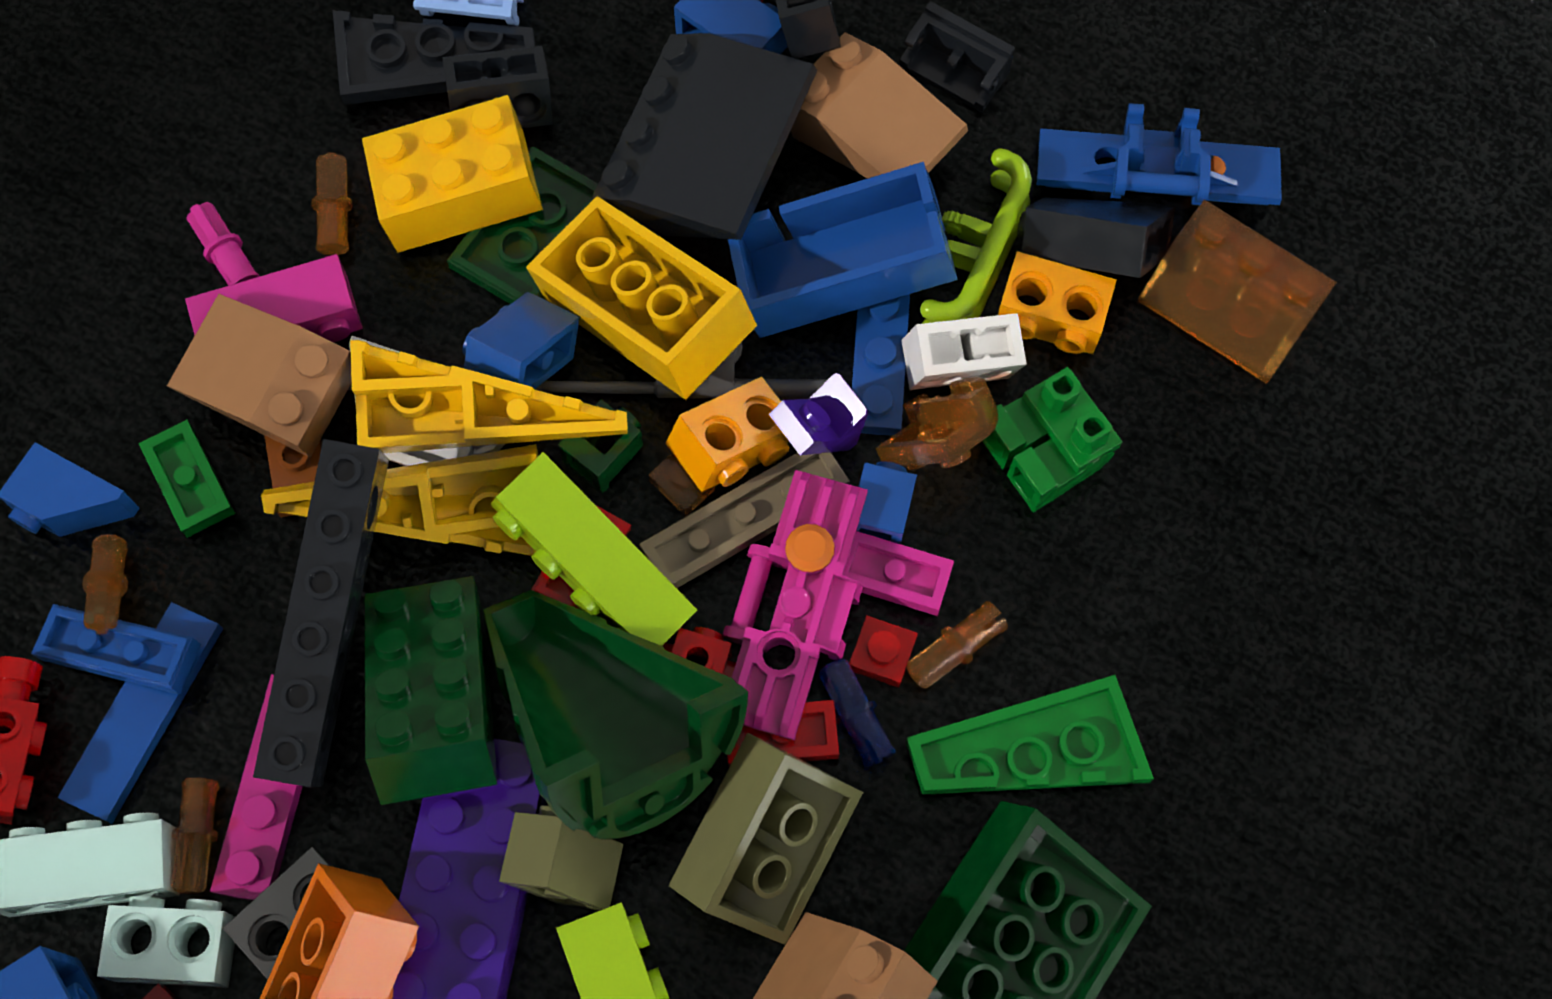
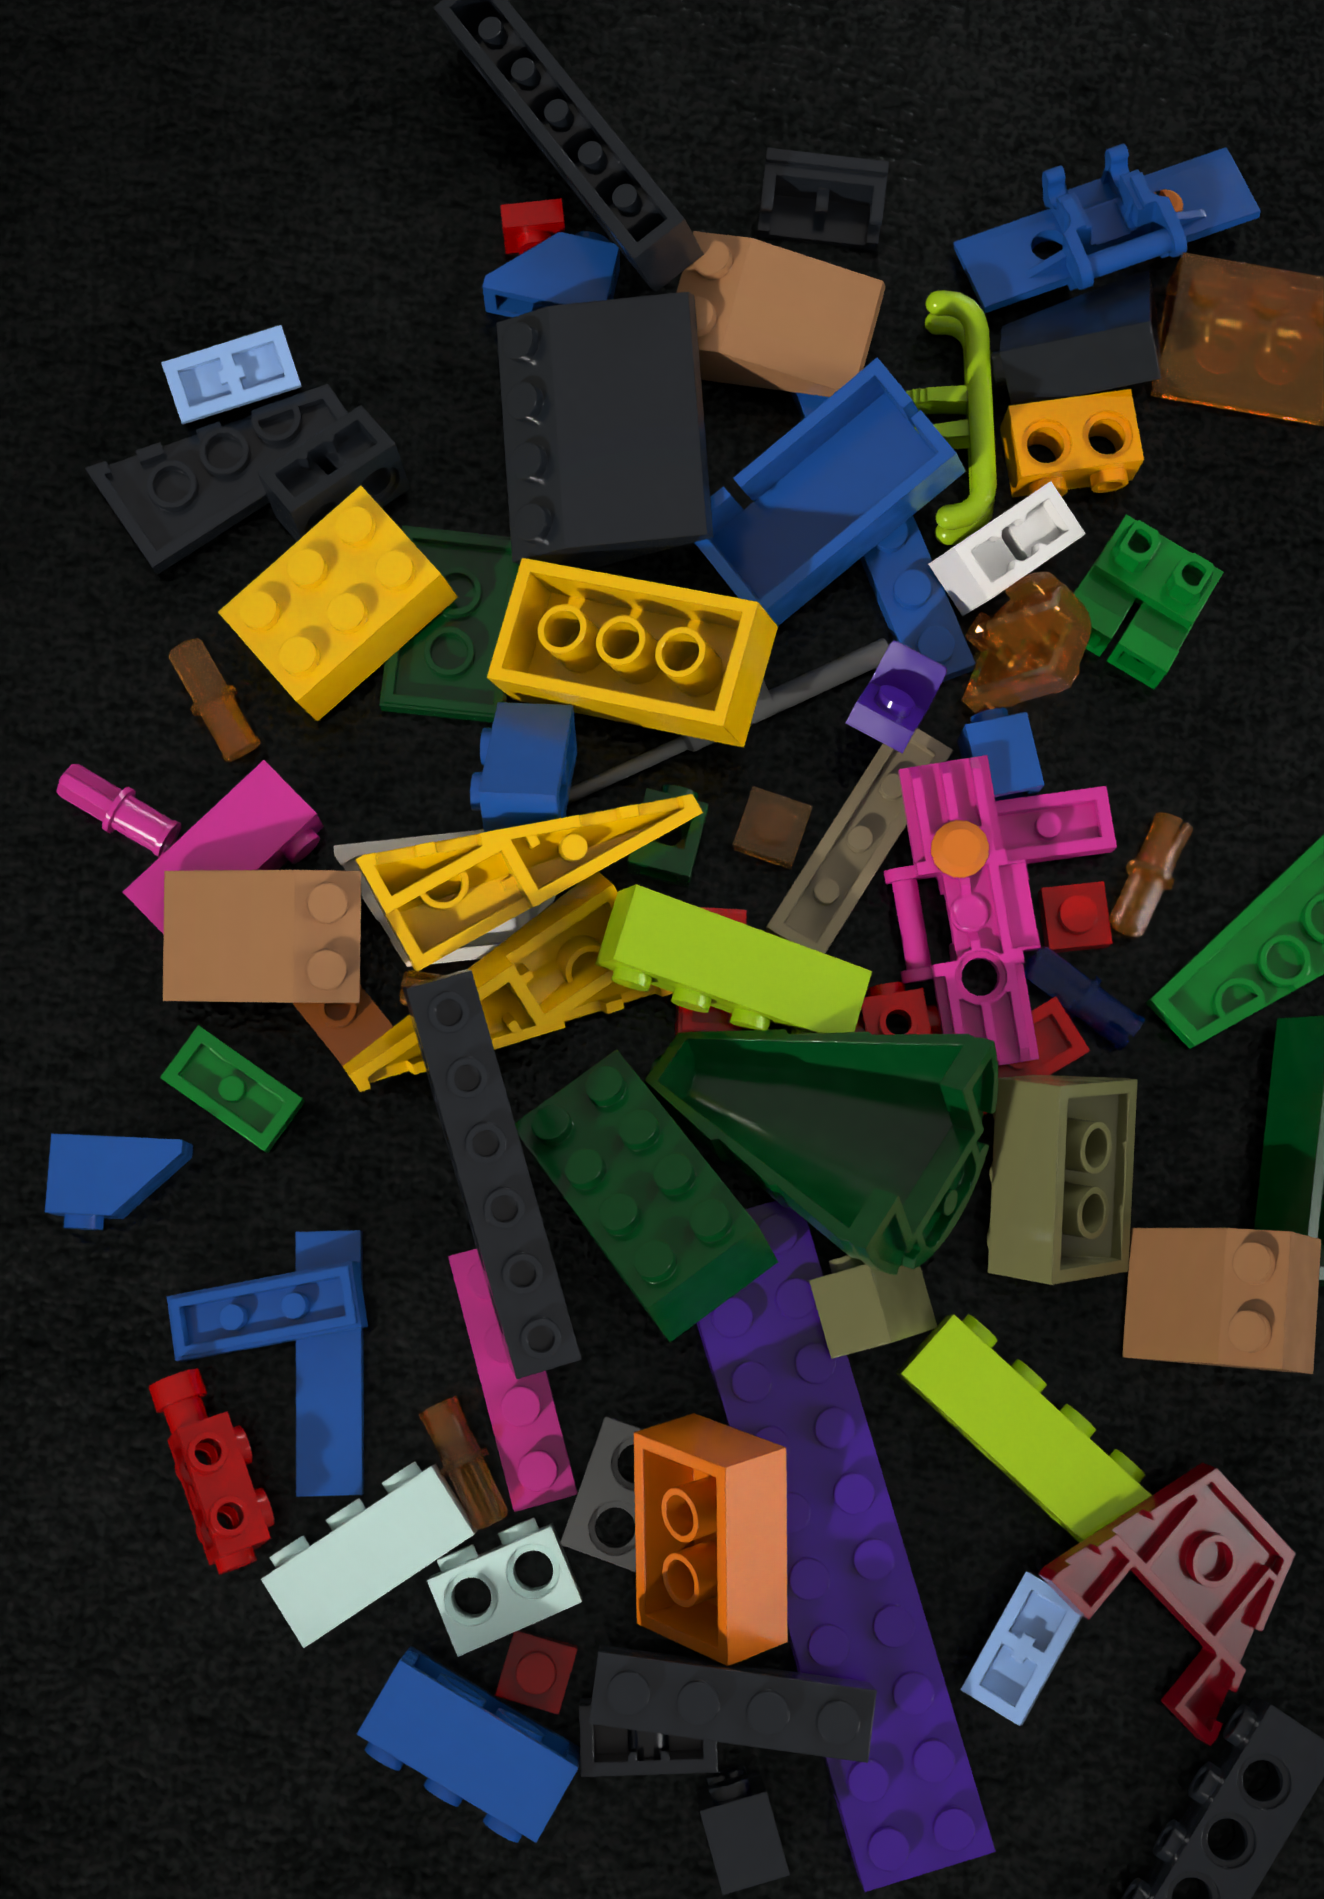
camera: 30 degrees left, 10 degrees up
(105, 583) = (216, 1248): clear orange axle -> none
(728, 436) = (802, 757): light orange brick -> none

